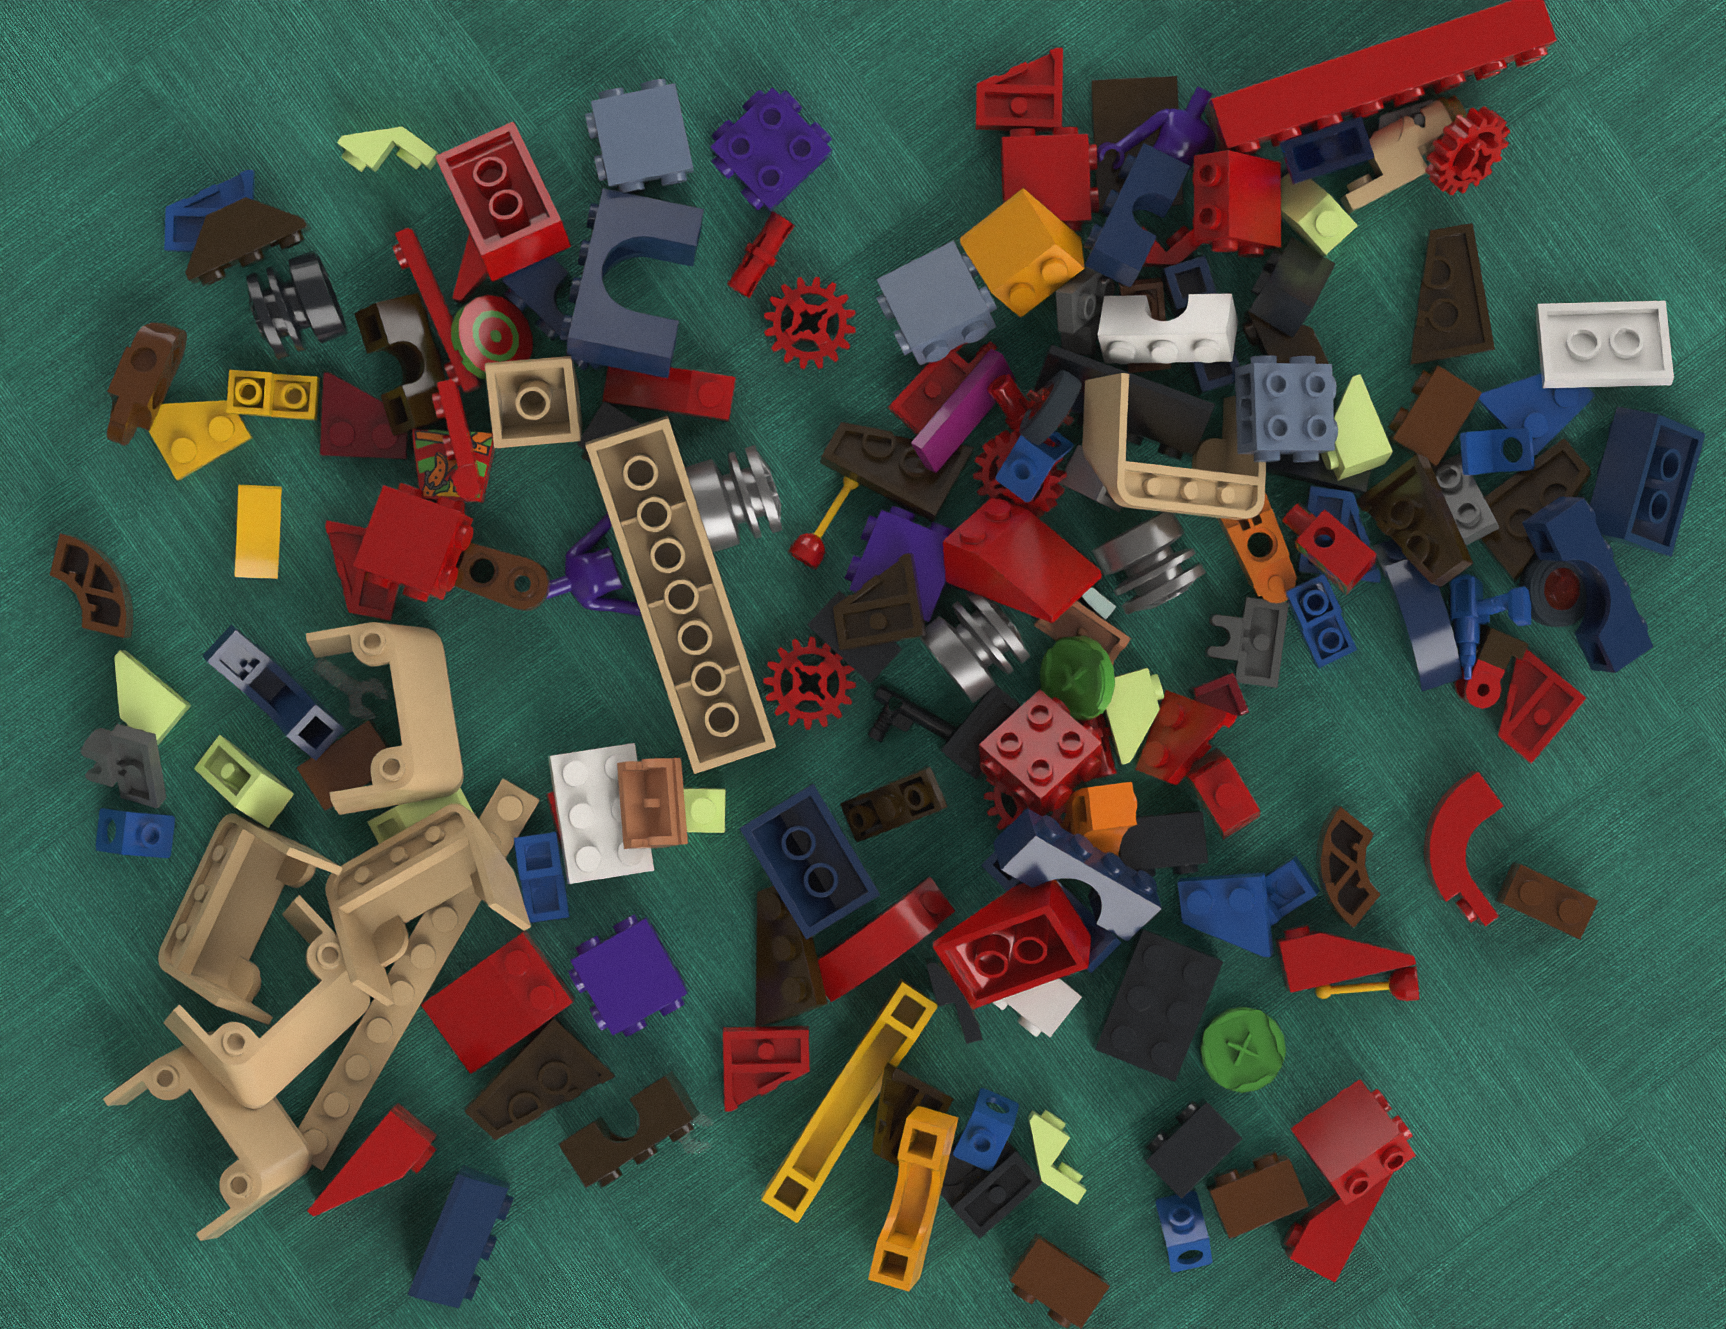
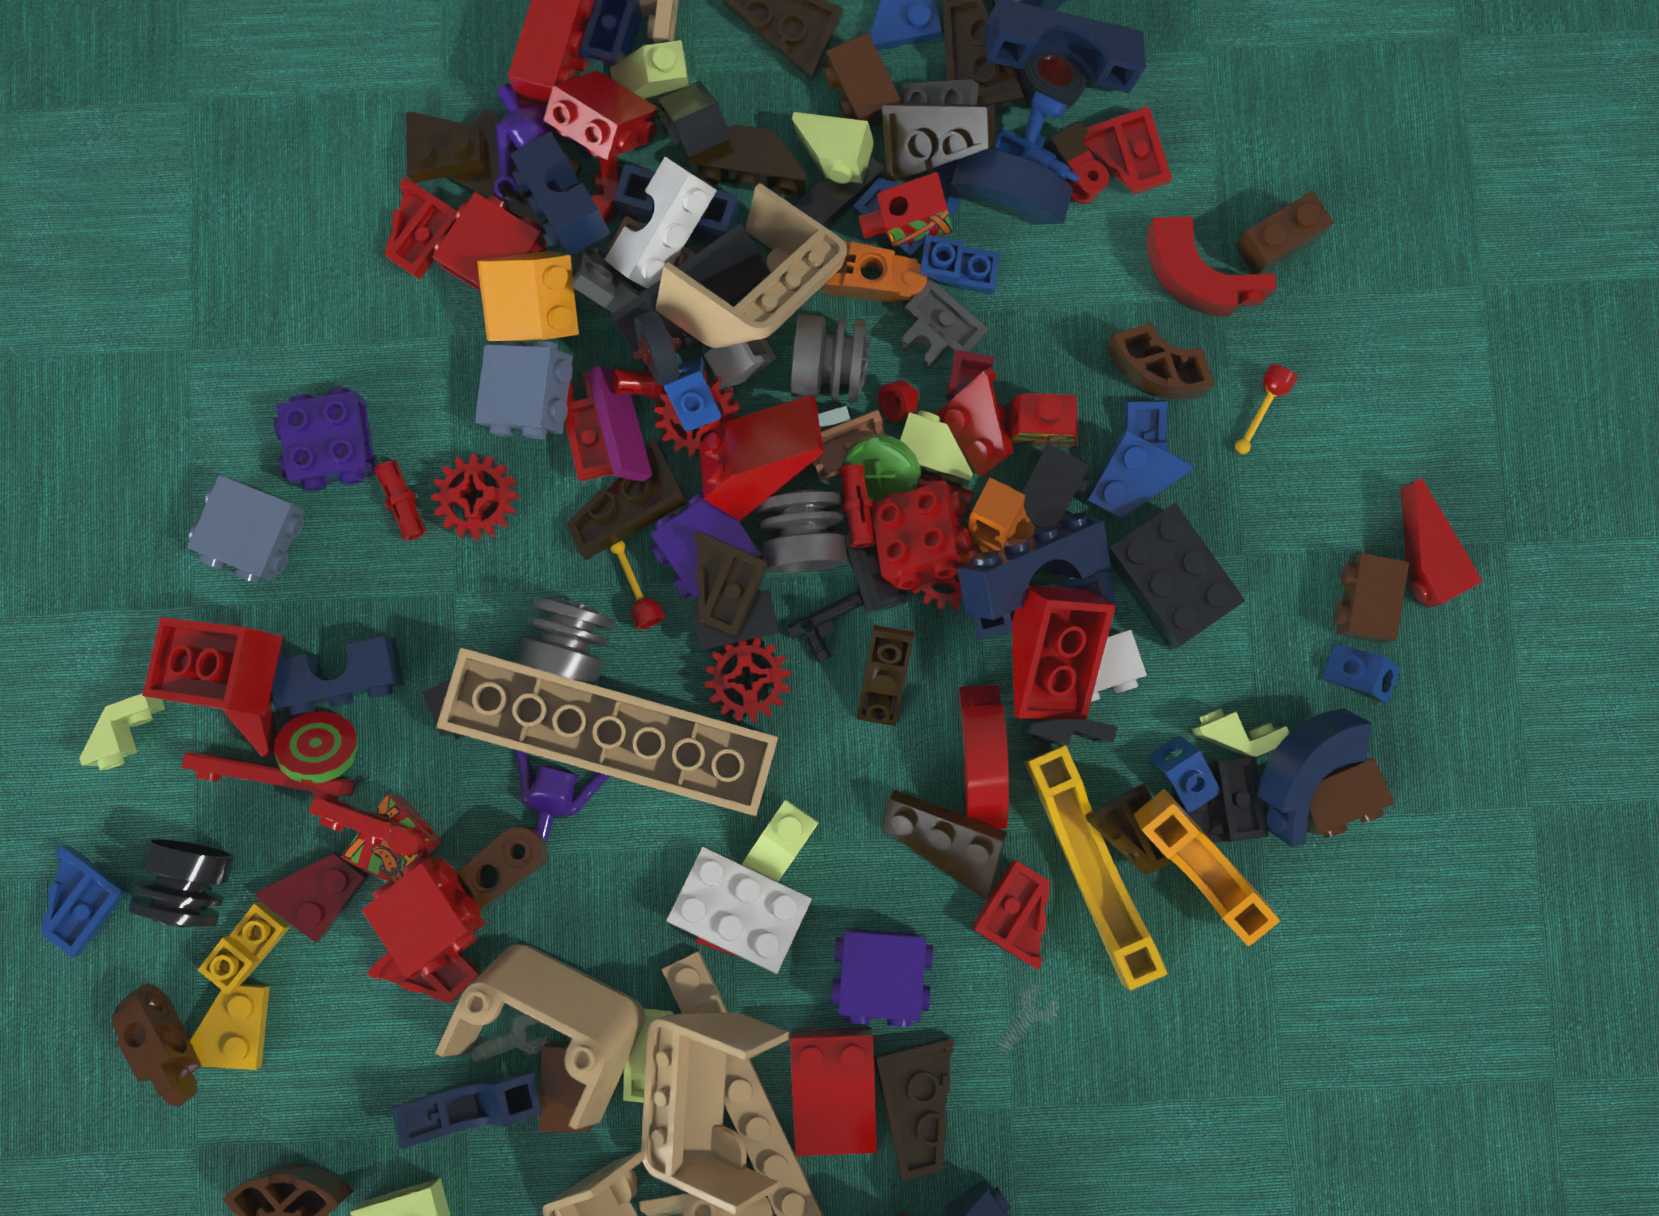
camera: 60 degrees left, 5 degrees down
(241, 236) = (96, 890): dark brown slope -> none
(243, 781) = (526, 1179): yellowish green slope -> none
(257, 531) = (339, 1033): yellow slope -> none
(403, 331) = (261, 812): dark brown arch -> none
(534, 402) = (381, 745): tan slope -> none
(542, 877) = (759, 990): blue slope -> none
(599, 1152) = (1005, 1093): dark brown arch -> none
(626, 229) = (304, 594): dark blue arch -> none
(652, 803) = (757, 865): nougat hinge -> none
(681, 393) = (459, 625): red slope -> none
(809, 861) = (885, 771): dark blue slope -> none
(1029, 678) = (857, 506): none -> red pin
(1065, 1224) = (1303, 762): none -> dark blue arch
(1112, 66) = (441, 147): none -> dark brown wing
(1155, 648) = (897, 400): none -> red tile
(1190, 1146) = (1301, 623): black brick -> none
(1242, 1049) = (1248, 536): bright green tile -> none
(1285, 408) = (780, 174): sand blue brick -> none
(1325, 958) = (1219, 430): red slope -> none
(1355, 1140) = (1381, 493): red brick -> none
(1484, 451) = (912, 64): blue bracket -> none

